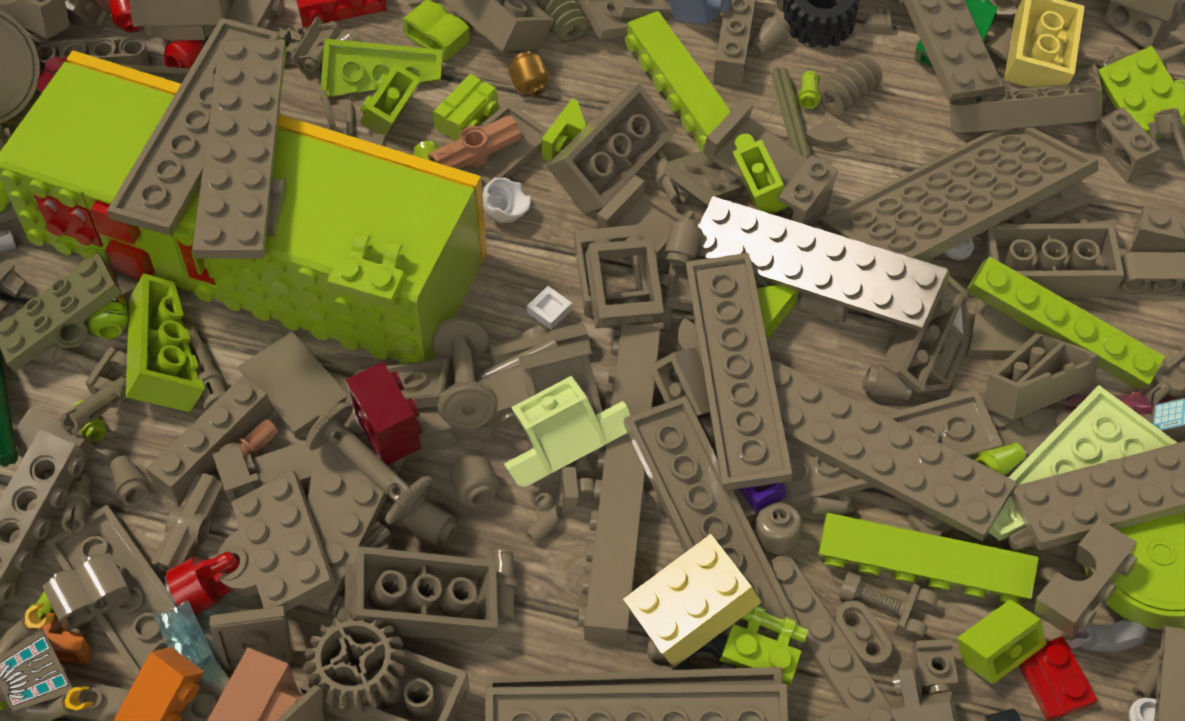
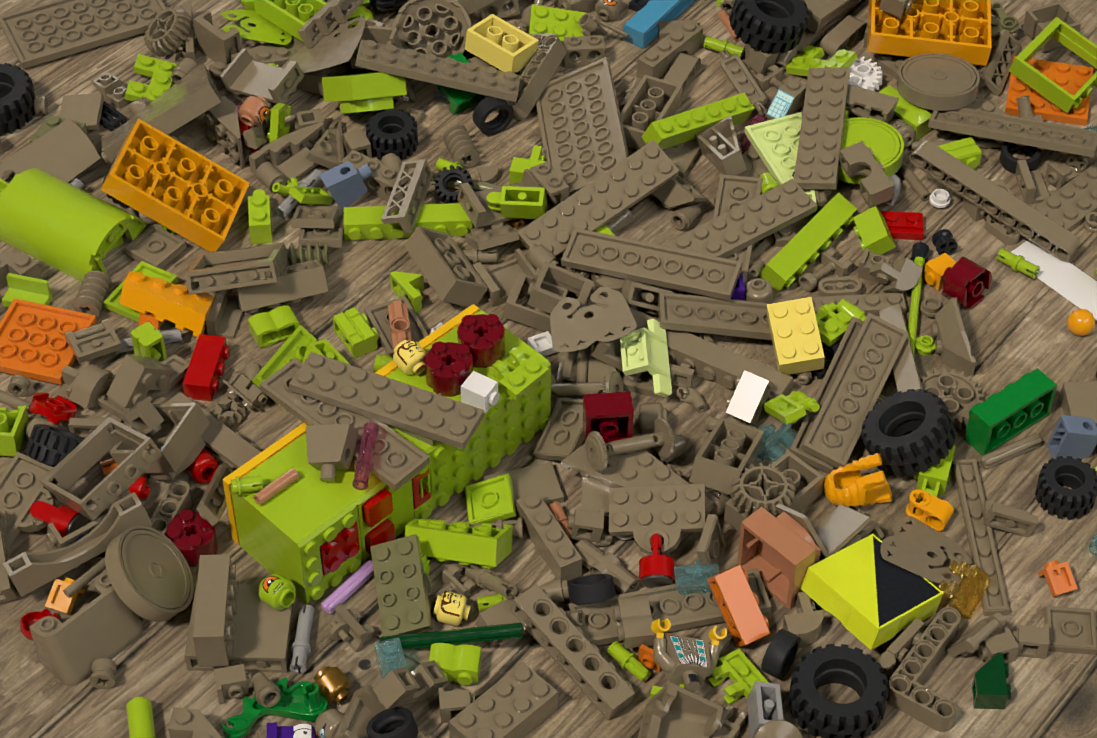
camera: 65 degrees left, 10 degrees down
(47, 262) = (345, 590): none -> lavender axle
(56, 66) = (247, 484): none -> lime pin
(56, 379) = (451, 608): none -> light yellow head
(71, 101) = (276, 486): none -> nougat piece
(122, 163) = (364, 464): none -> clear pink pin
(124, 533) = (591, 589): none -> black tyre
(133, 121) = (330, 448): none -> dark tan torso
(248, 352) = (490, 500): none -> lime tile
(308, 237) = (479, 391): none -> white brick
(330, 189) = (448, 367): none -> dark red brick
(334, 143) = (410, 357): none -> light yellow head
(398, 203) = (484, 337): none -> dark red brick
(489, 652) = (771, 448): none -> clear light blue hips
(529, 74) = (347, 291): pearl gold head -> none
(545, 333) = (590, 329): none -> dark tan piece
(550, 640) = (791, 407): none -> lime plate
(558, 586) = (748, 397): none -> brick
(706, 62) = (414, 194): none -> dark tan fence
(782, 111) = (447, 176): none -> black tyre
(811, 668) = (850, 309): none -> lime cone
(858, 176) = (520, 164): none -> lime brick
(911, 101) = (499, 123): none -> black tyre

